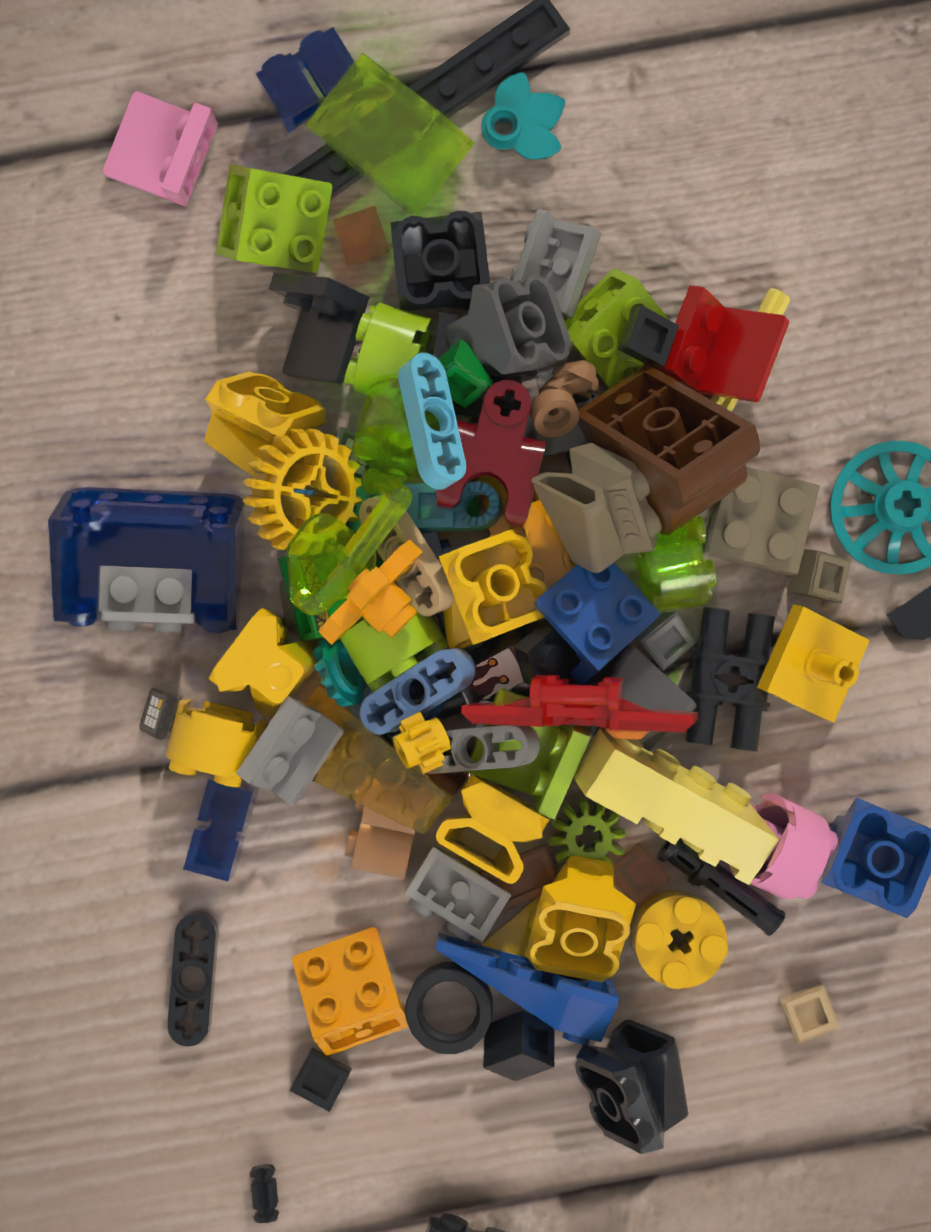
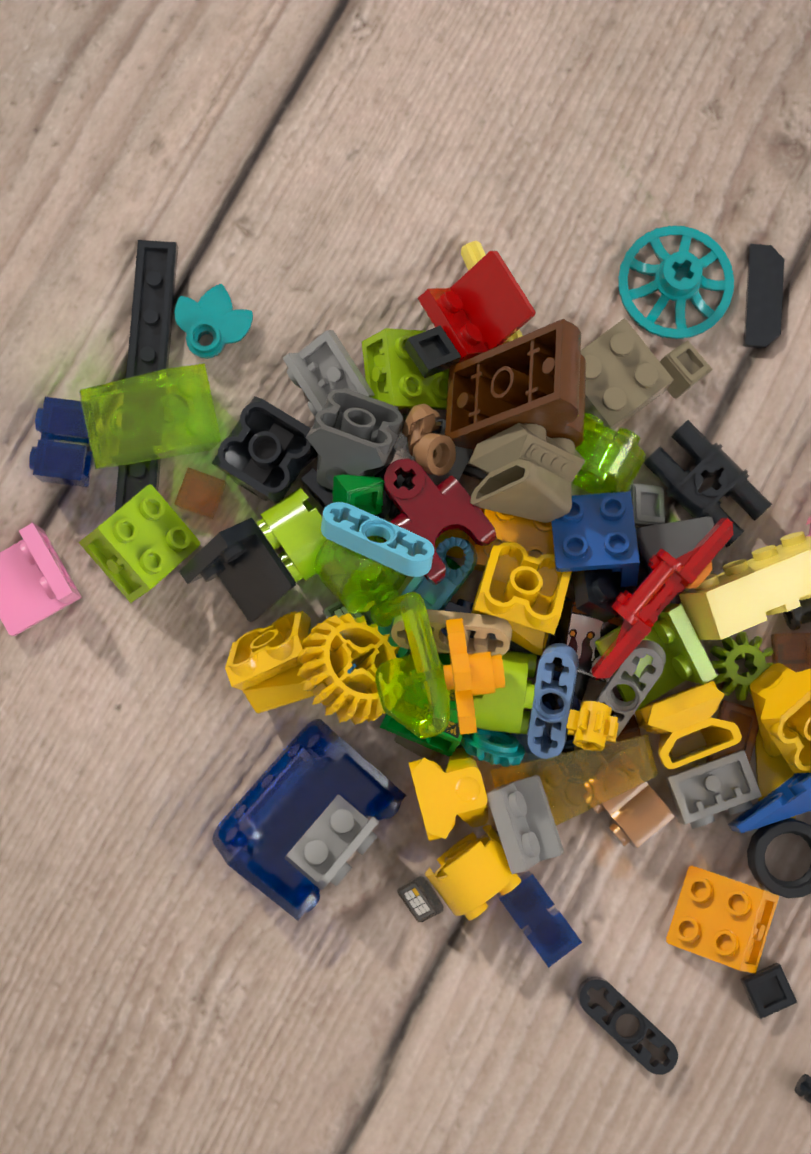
camera: 55 degrees left, 5 degrees down
(813, 663) = (742, 418): yellow tile -> none

